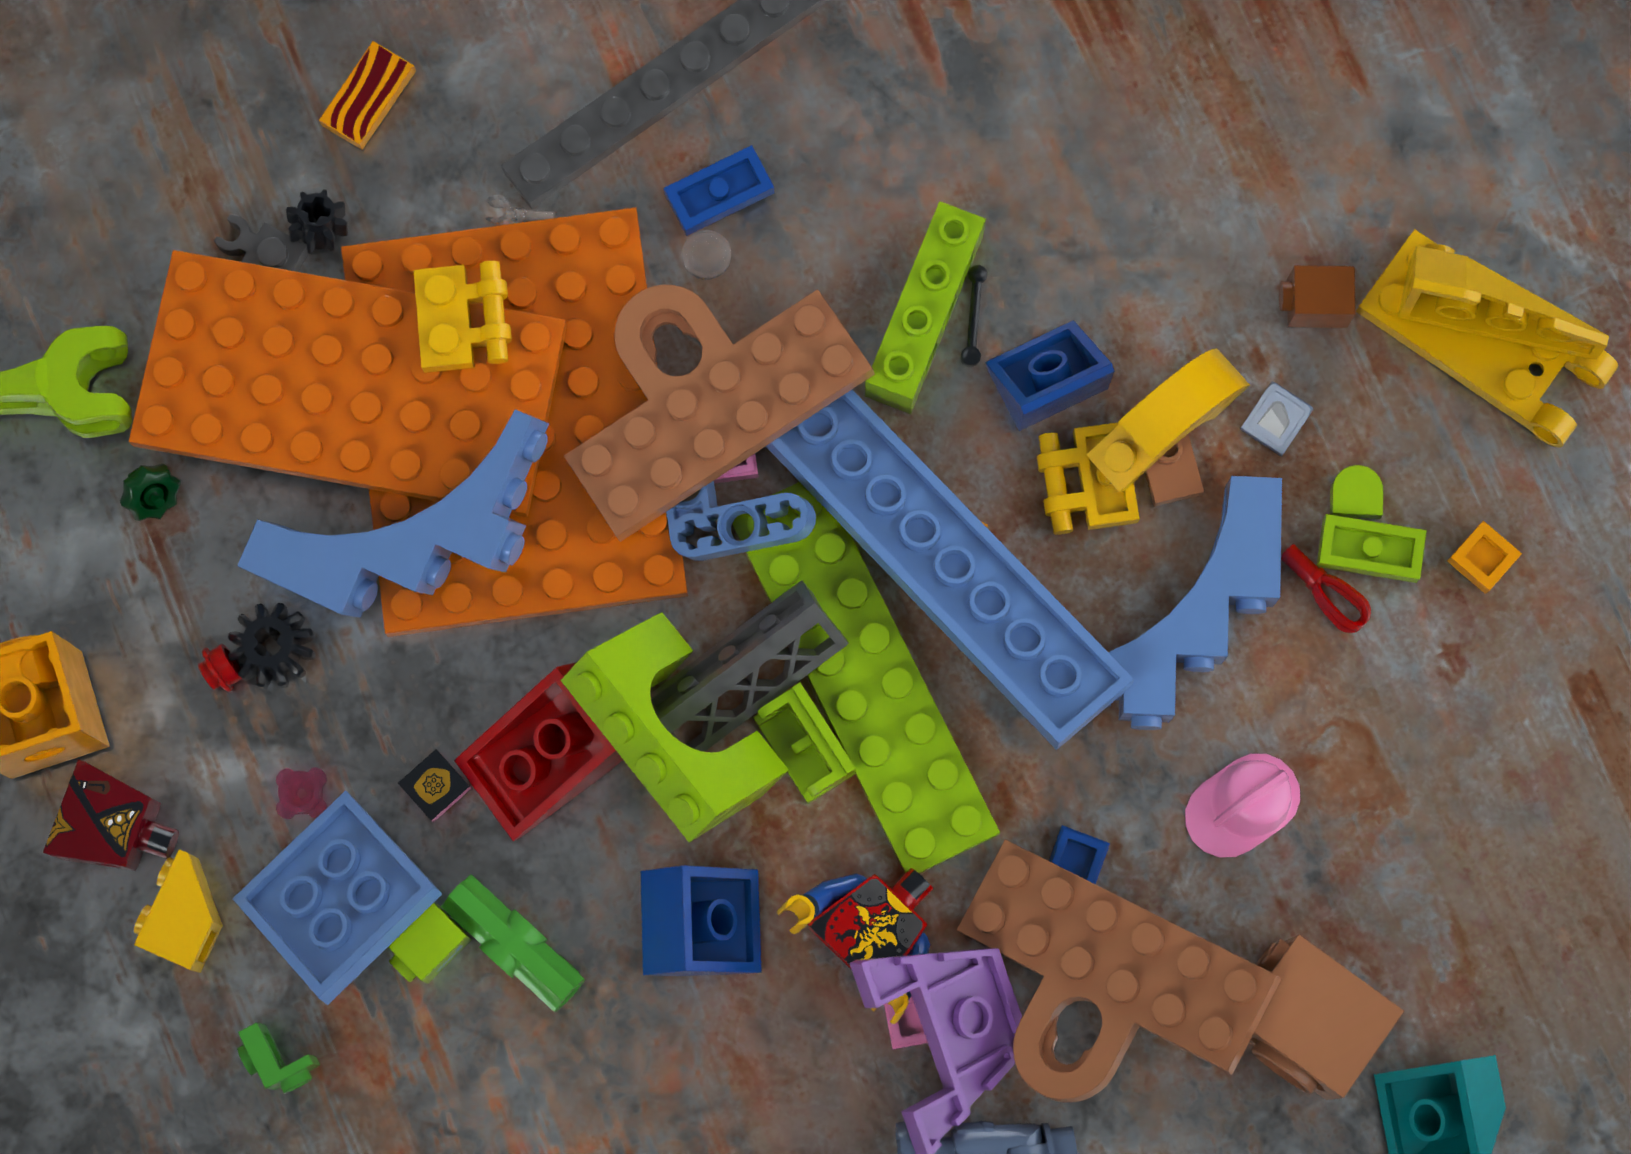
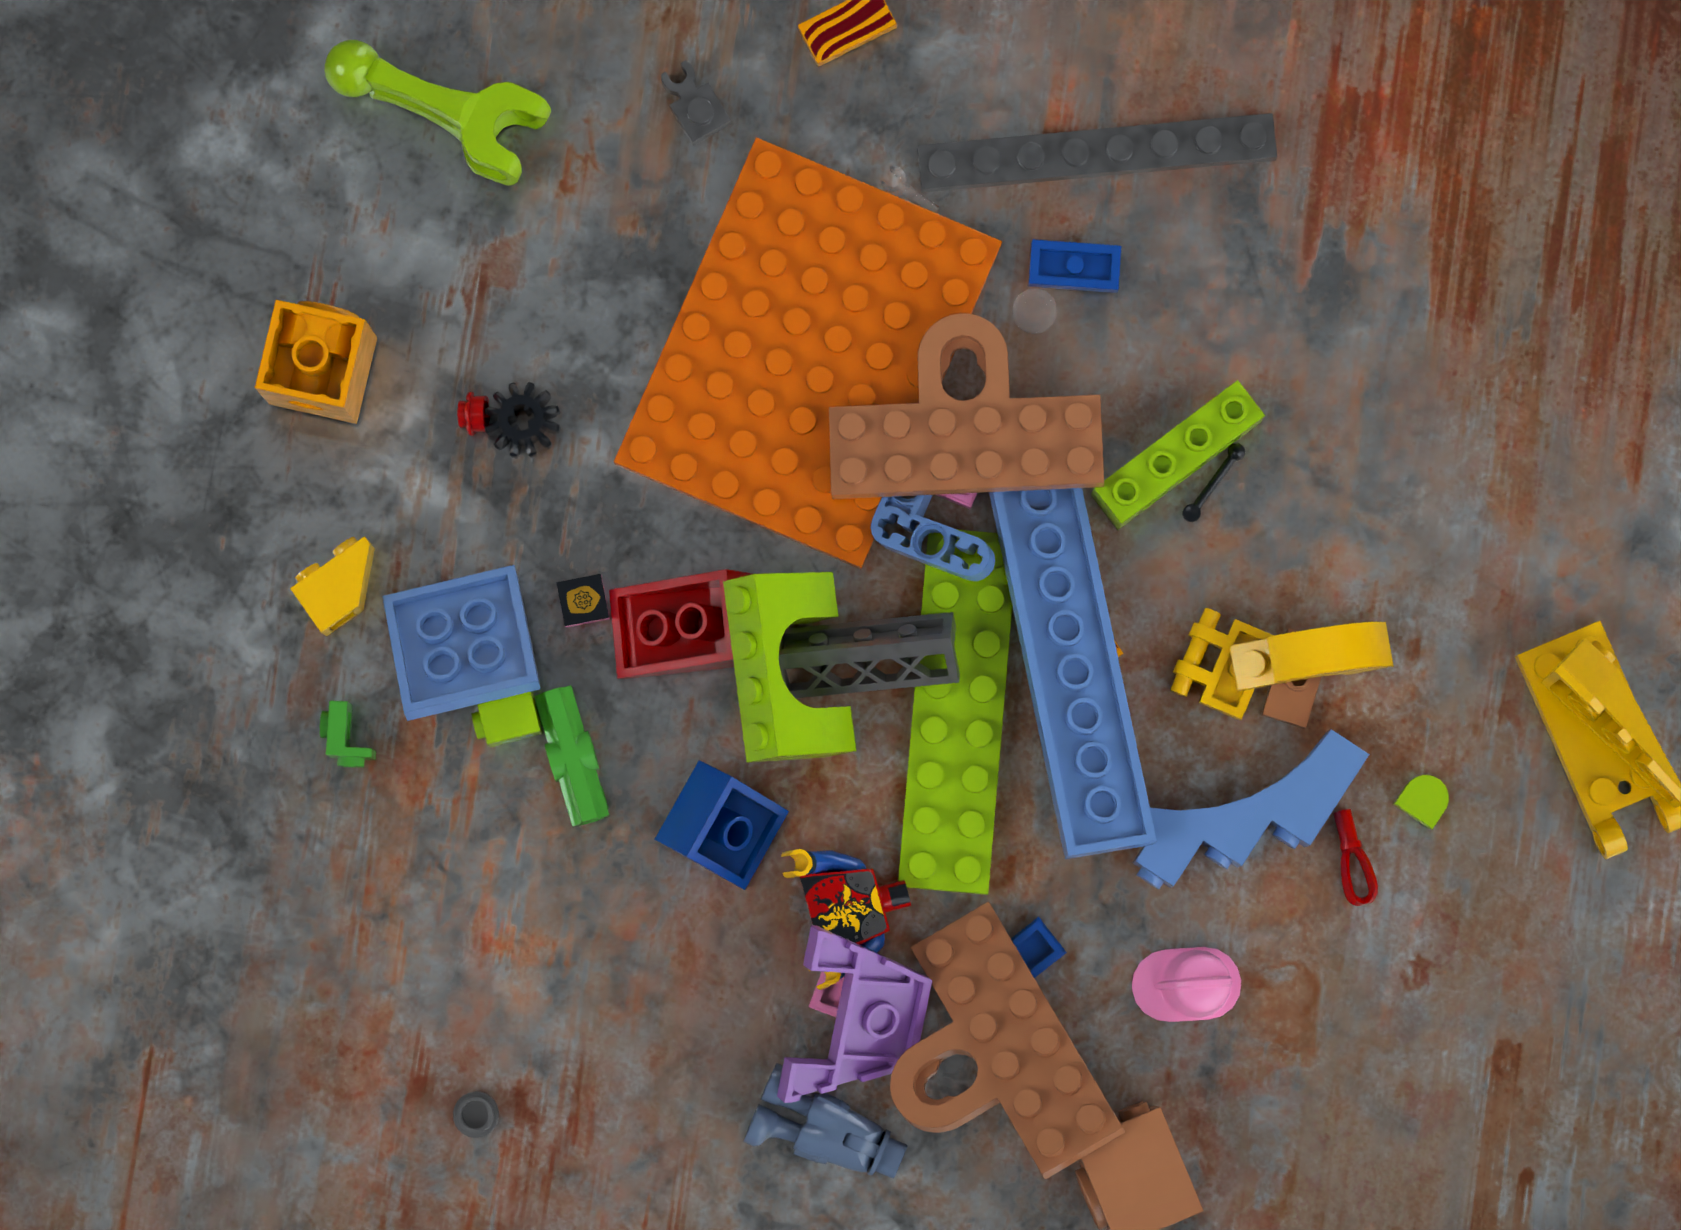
camera: 30 degrees right, 5 degrees up
(107, 823) = (323, 482): dark red torso -> none
(150, 491) = (499, 245): dark green piece -> none
(290, 782) = (467, 549): clear pink plate -> none
(315, 233) = (753, 117): black gear -> none
(329, 380) = (699, 251): orange plate -> none
(414, 552) = (668, 416): medium blue arch -> none
(445, 319) = (801, 247): yellow plate -> none
(804, 743) = (880, 737): lime hinge -> none
(1050, 374) = (1243, 563): blue slope -> none
(1277, 418) = (1397, 704): slope -> none
(1319, 296) = (1490, 629): dark orange brick -> none
(1371, 548) = (1407, 849): lime plate -> none
(1484, 557) = (1490, 908): light orange plate -> none

